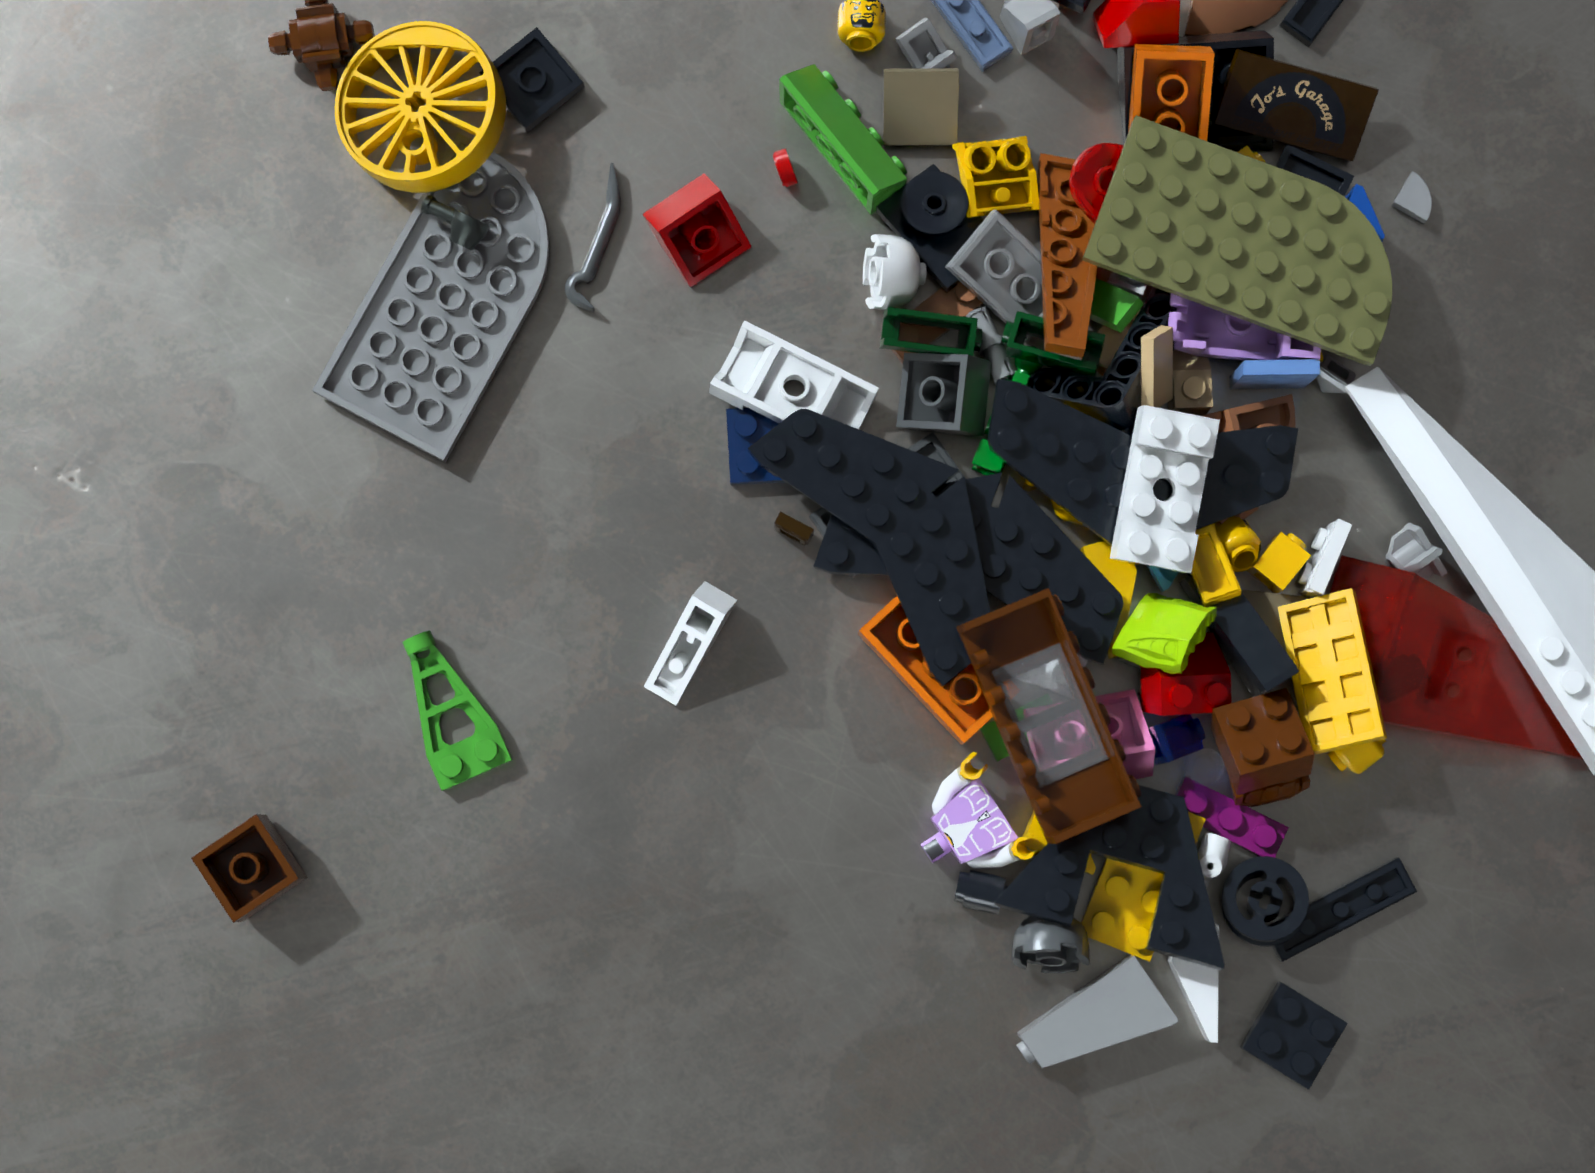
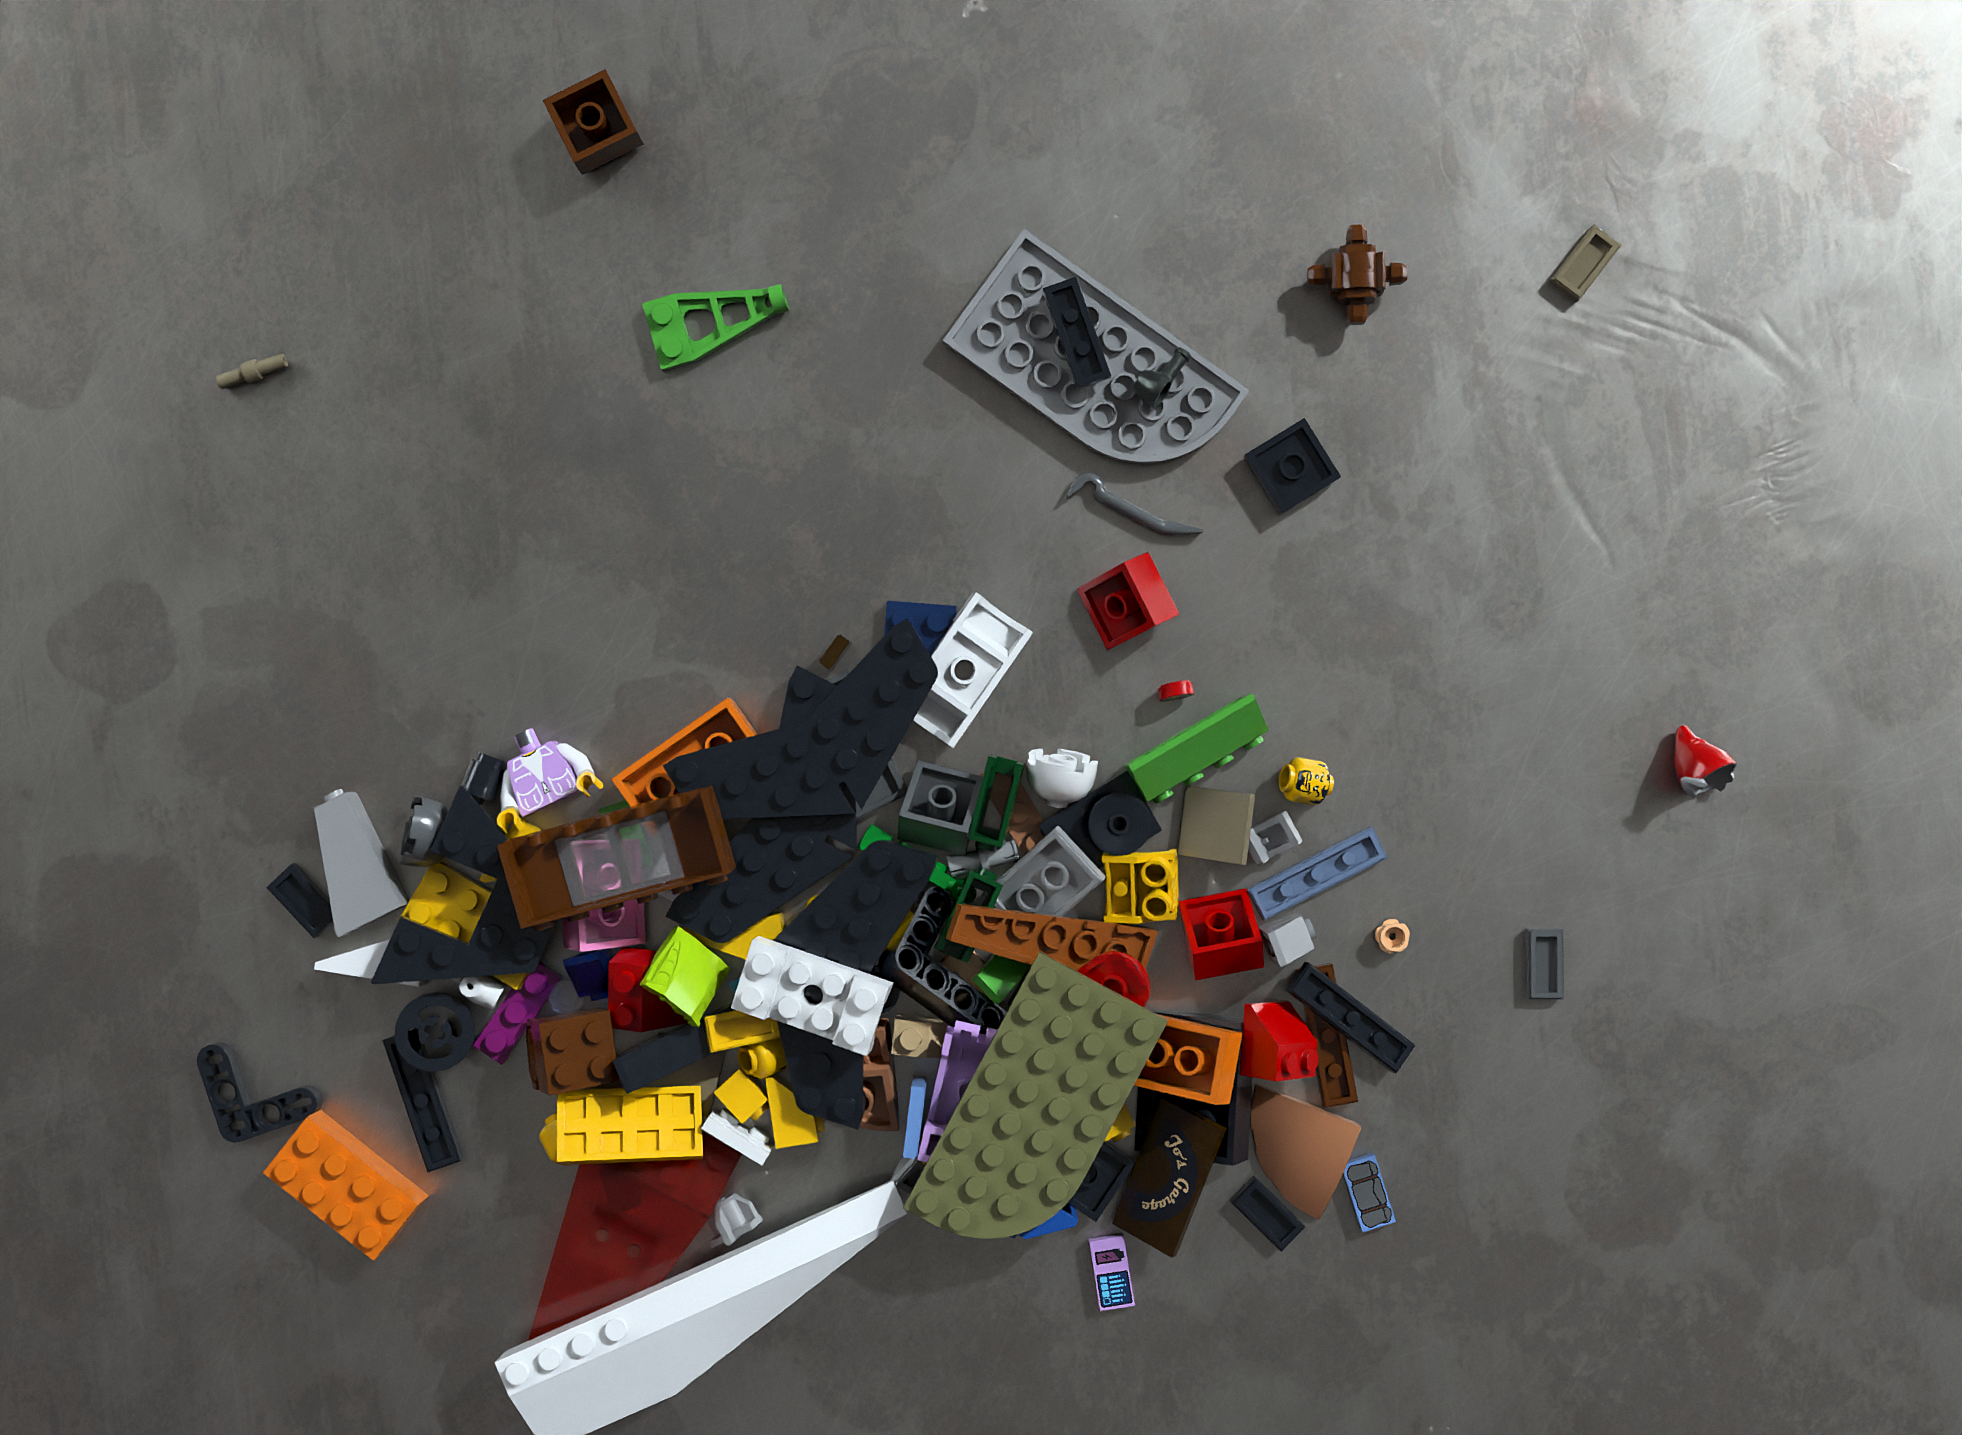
camera: 95 degrees right, 5 degrees up
(403, 113) = (1290, 358): yellow piece -> none
(419, 316) = (1076, 333): none -> black plate
(690, 642) = (744, 545): white slope -> none
(1034, 87) = (1221, 934): none -> red slope
(1143, 1071) = (303, 899): none -> black tile
(1157, 367) = (929, 1006): tan tile -> none
(1293, 1035) = (316, 1040): black plate -> none
(1299, 507) = (789, 1123): none -> yellow slope
(1383, 1098) = (249, 1113): none -> black beam
(1403, 155) = (1111, 1272): none -> tile
(1414, 198) = (1069, 1275): light grey tile -> none
(1445, 975) = (346, 1184): none -> orange brick

